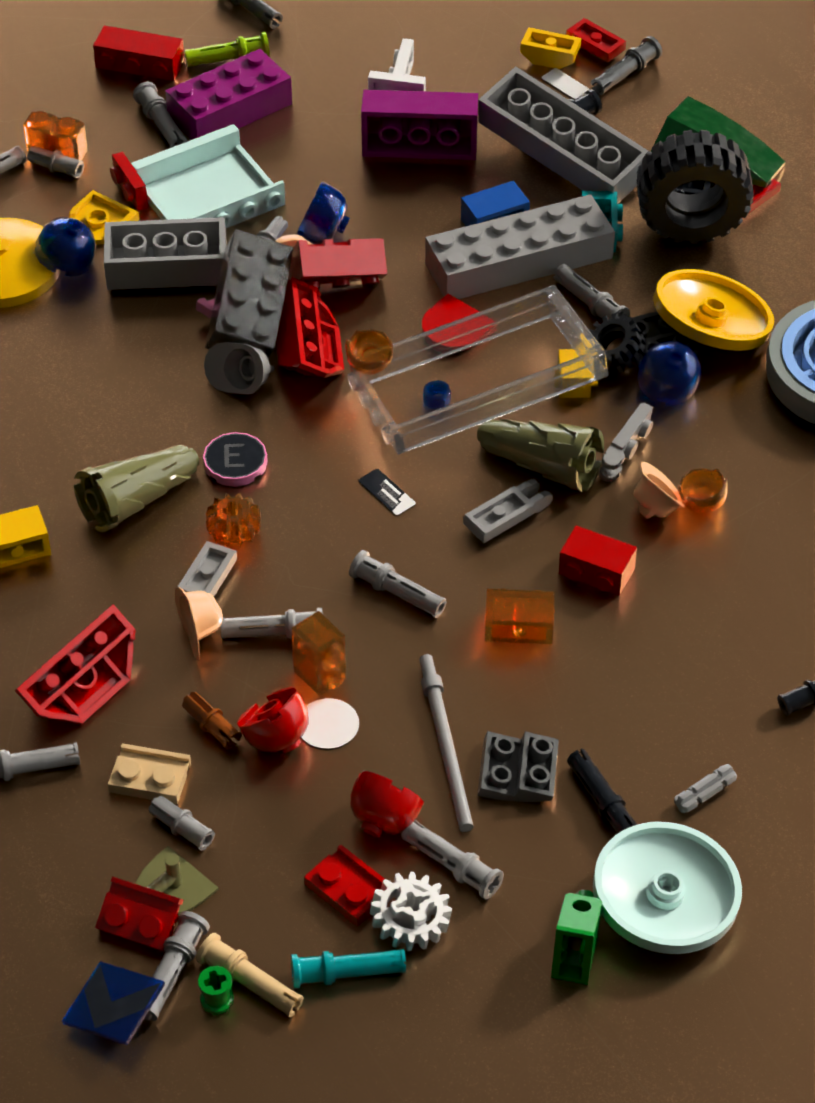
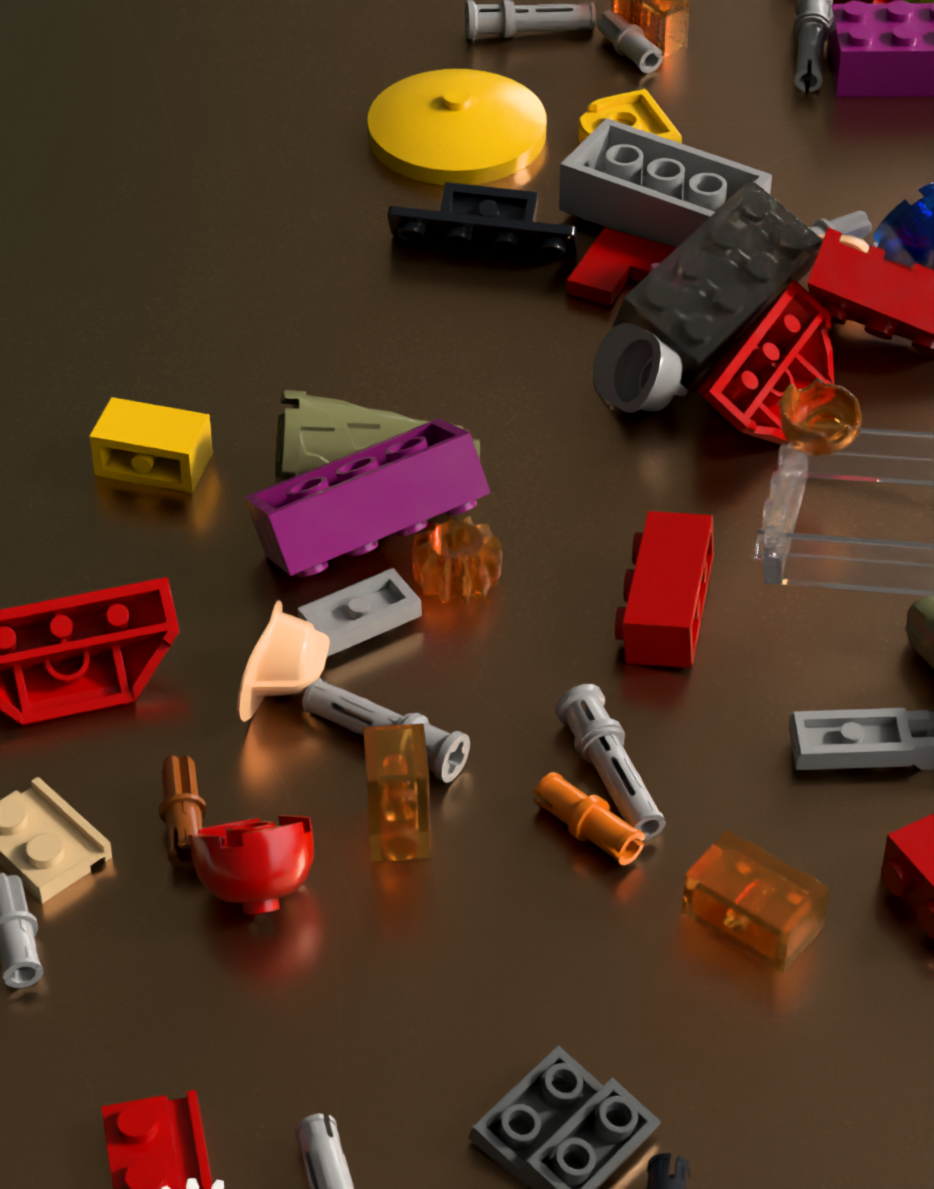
camera: 35 degrees right, 5 degrees down
(66, 246) = (541, 132): clear blue cylinder -> none
(75, 313) = (485, 218): none -> black bracket
(129, 180) = (697, 95): red plate -> none
(168, 303) = (612, 262): none -> red tile
(169, 508) = (368, 497): none -> magenta brick
(209, 180) = (813, 132): light aqua panel -> none
(235, 459) = (537, 486): tile -> none
(330, 723) = (346, 906): white sticker -> none
(352, 481) = (666, 589): none -> red brick
(382, 805) = (295, 1066): red cylinder -> none
(387, 491) = (719, 634): sticker -> none
(410, 618) = (589, 818): none -> orange pin
(433, 388) = (901, 526): clear blue axle -> none
(433, 689) = (535, 939): light grey bar -> none

